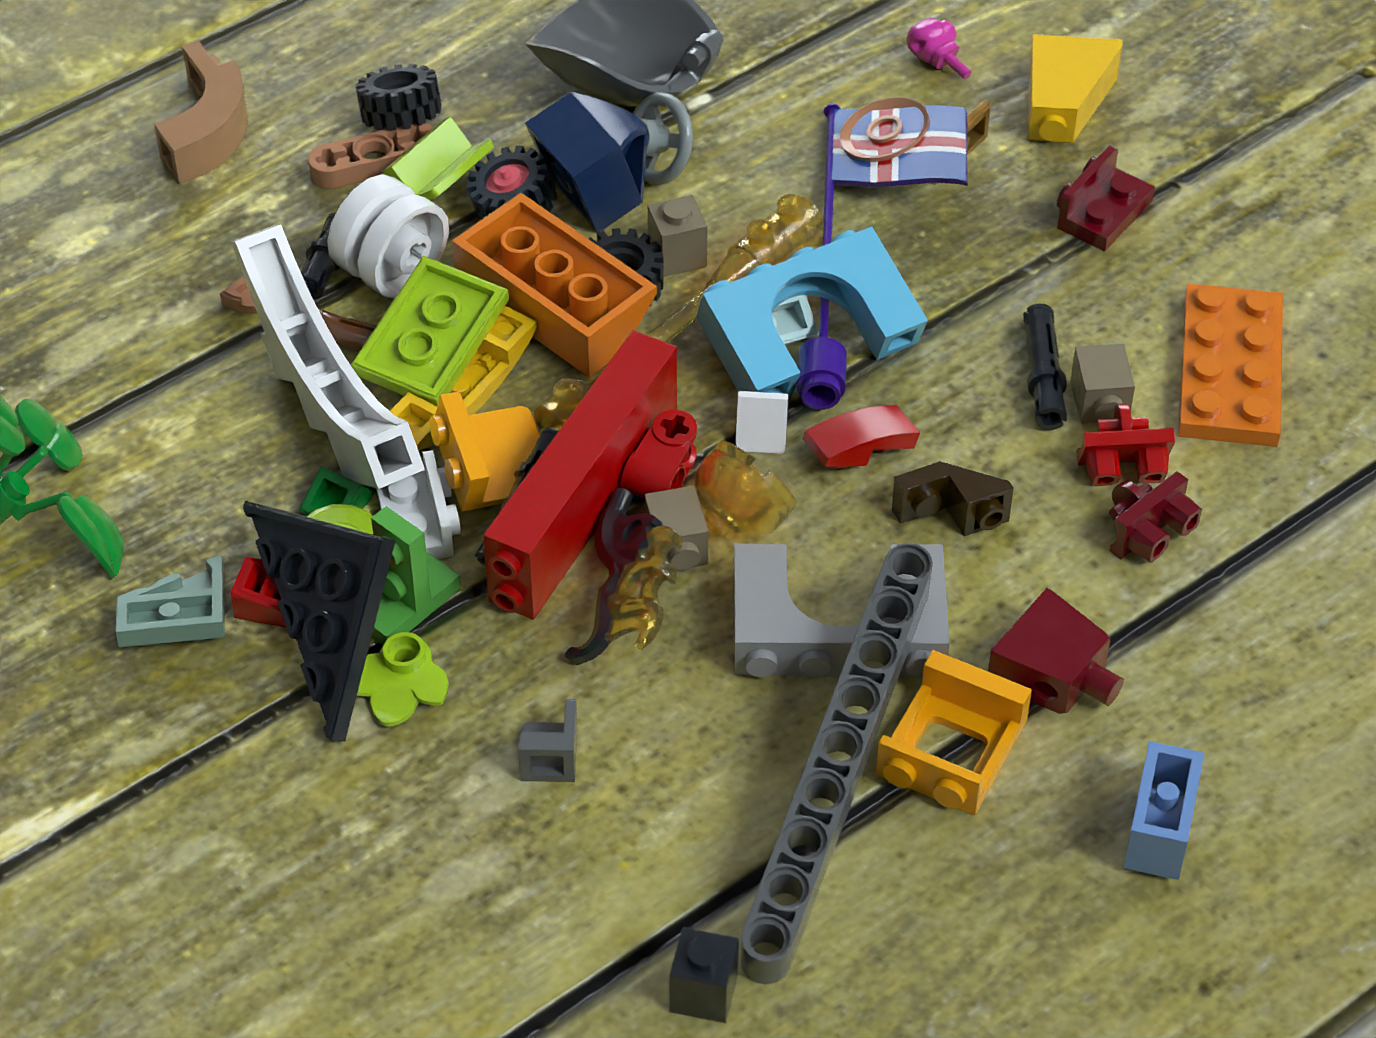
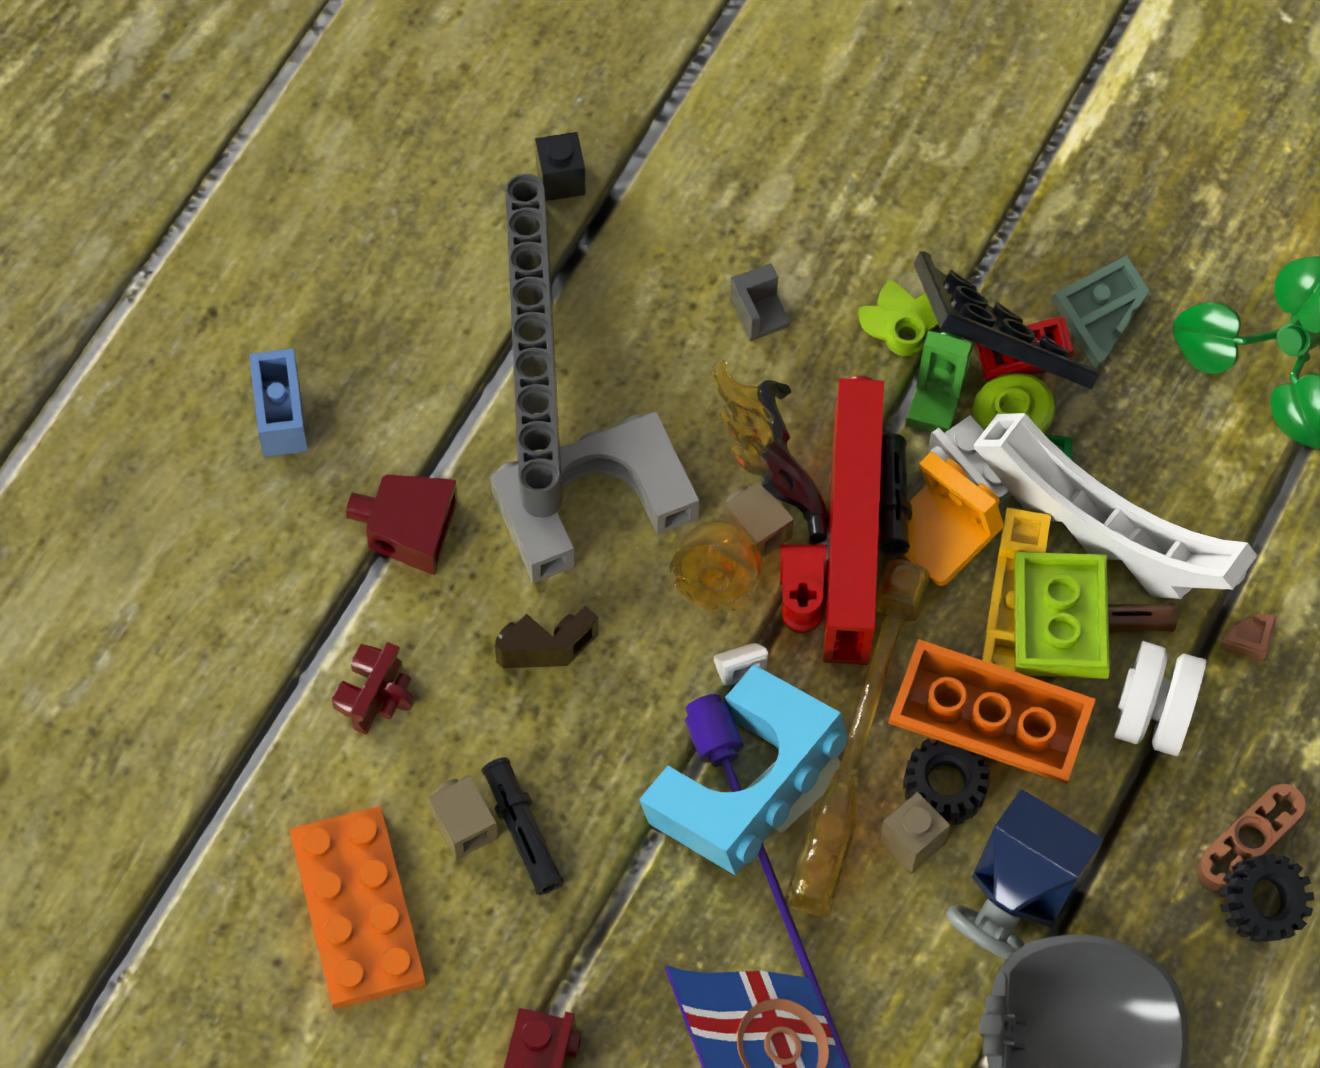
camera: 155 degrees right, 15 degrees up
(318, 262) = (1218, 698): black pin -> none
(437, 160) = (1178, 833): lime panel -> none
(508, 176) = (1106, 818): black wheel -> none
(854, 435) = (650, 677): red slope -> none
(969, 703) = (461, 461): light orange window -> none
(1125, 441) = (420, 753): red hips -> none

